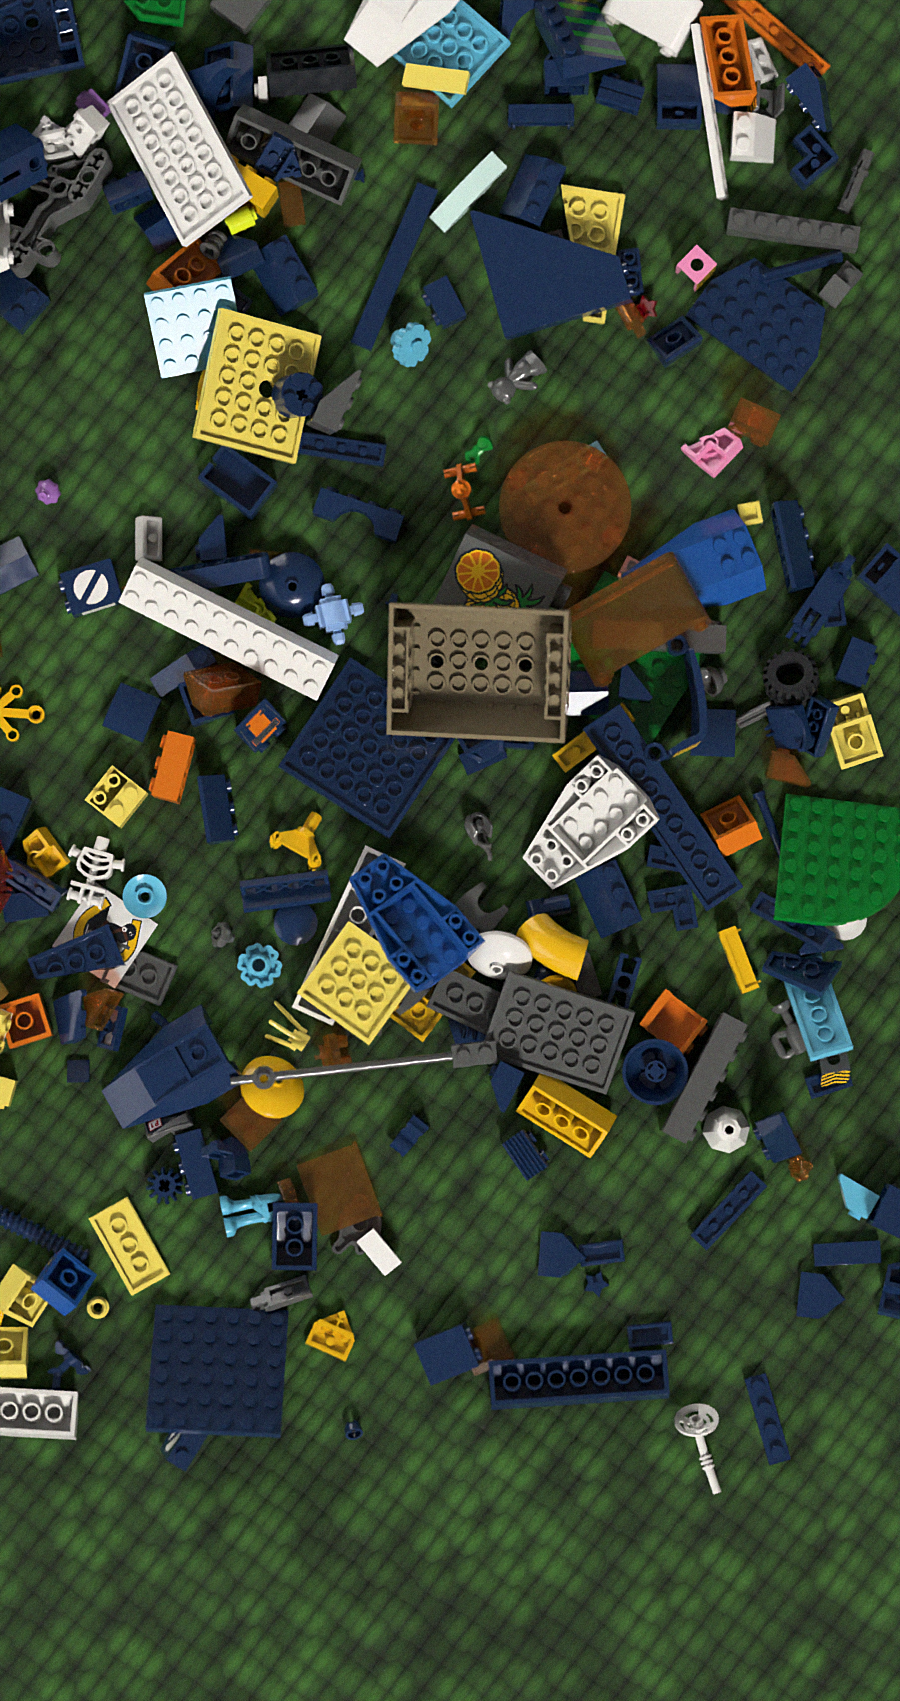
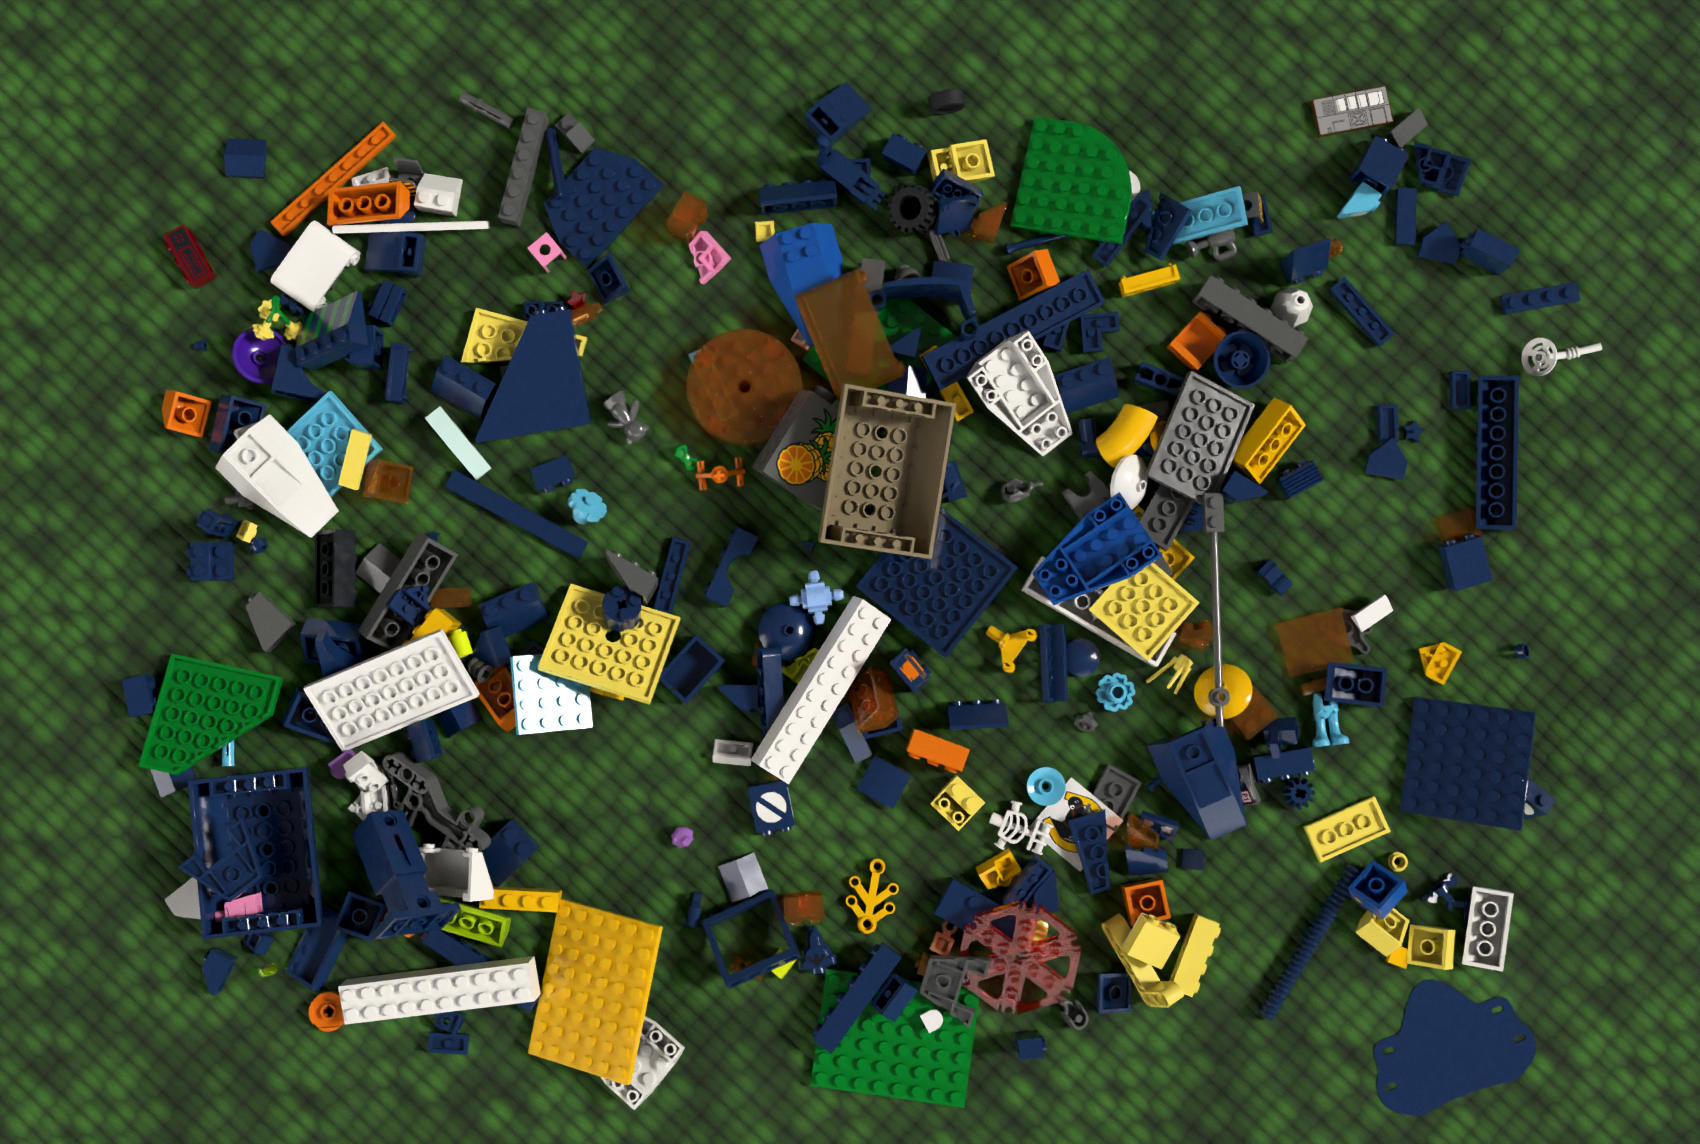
camera: 85 degrees left, 0 degrees up
(261, 89) = (347, 614): white plate -> none
(282, 1294) = (1401, 699): dark grey hinge -> none
(812, 91) = (401, 137): dark blue slope -> none
(813, 1348) = (1488, 251): none -> dark blue brick
(817, 157) = (461, 139): dark blue brick -> none

